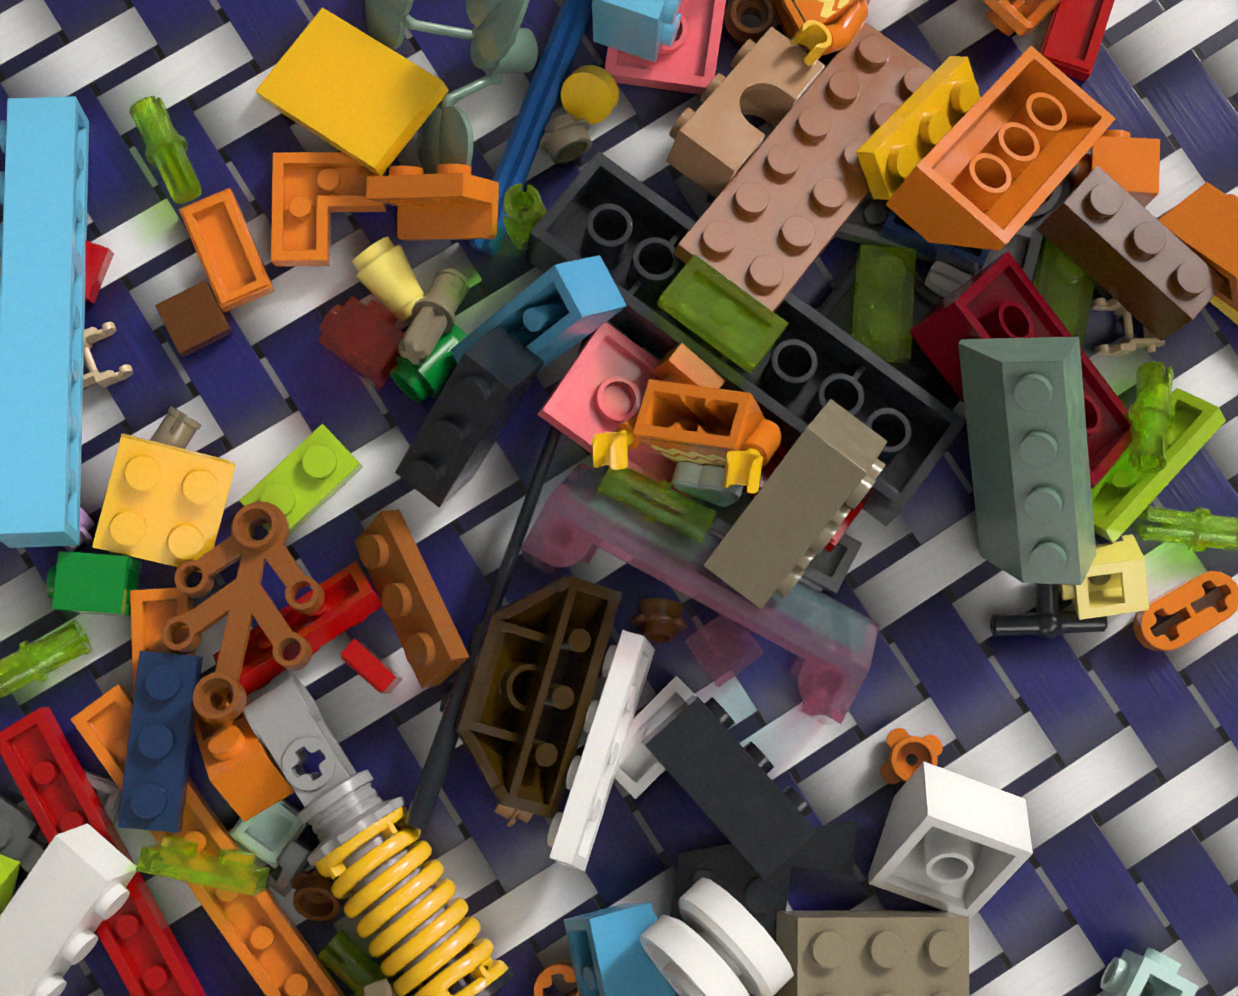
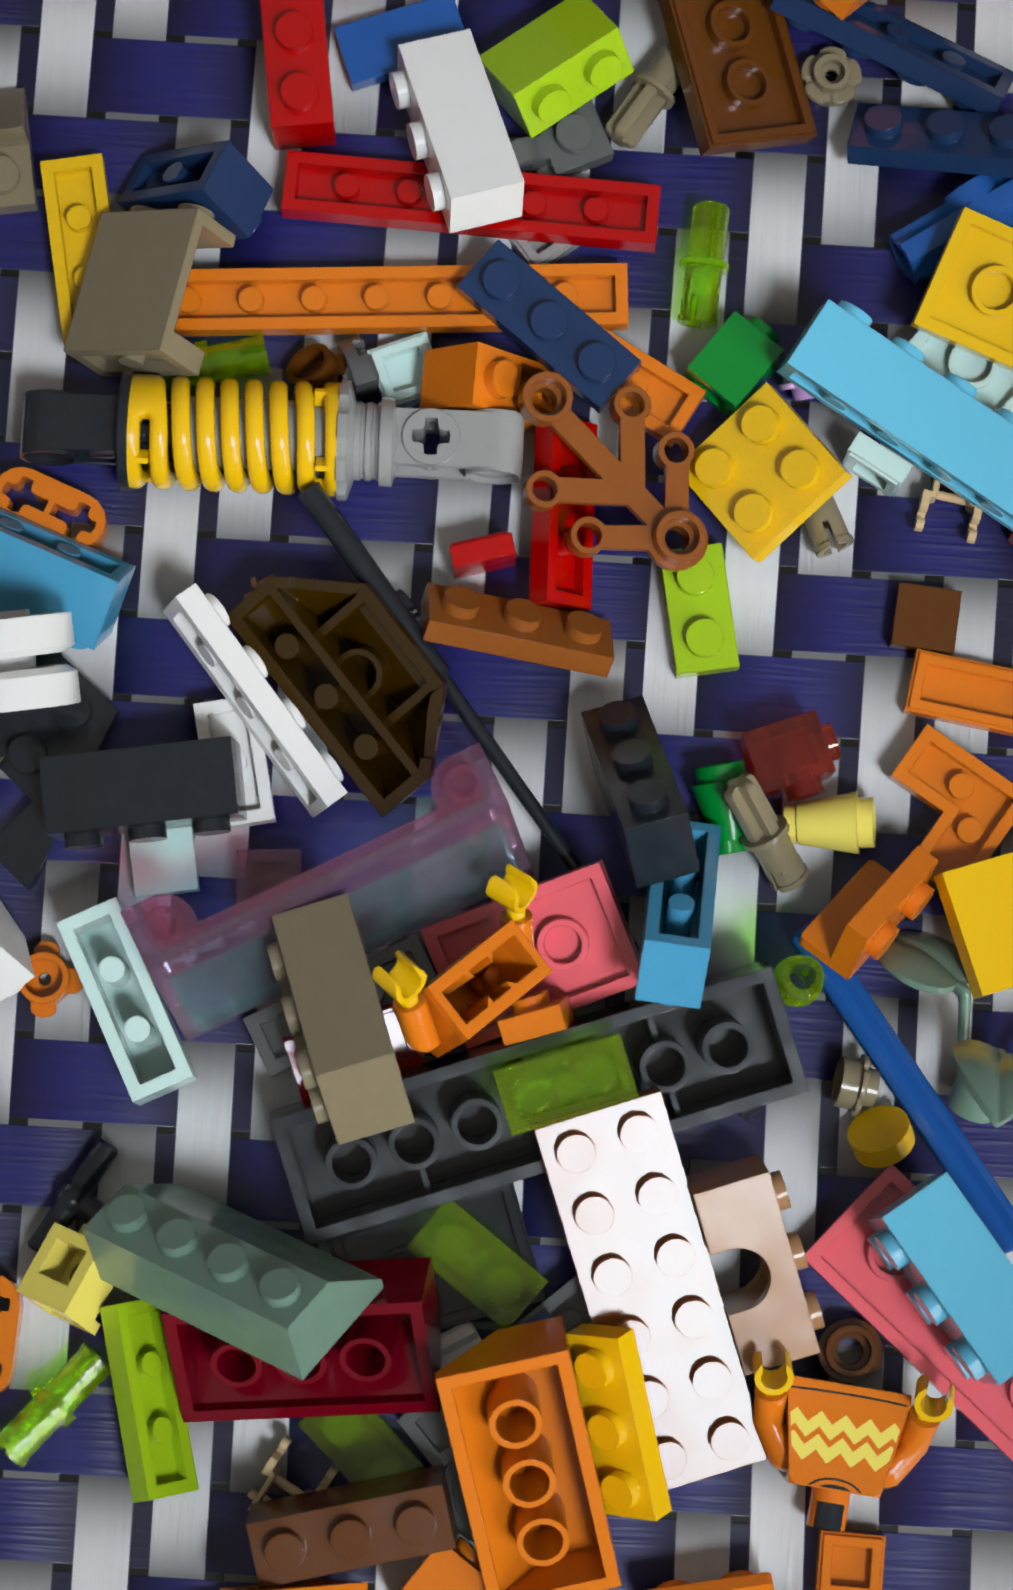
camera: 125 degrees right, 0 degrees up
(100, 428) = (876, 465): none -> light aqua tile
(178, 860) = (390, 304): clear neon green plate -> none
(659, 619) = (335, 838): reddish brown plate -> none
(692, 521) = (437, 908): clear neon green pin -> none
(705, 483) = (438, 956): light aqua tile -> none
(768, 731) = (165, 865): none -> light aqua tile
(900, 667) = (126, 1003): none -> light aqua brick
(1151, 417) = (188, 1434): clear neon green pin -> none

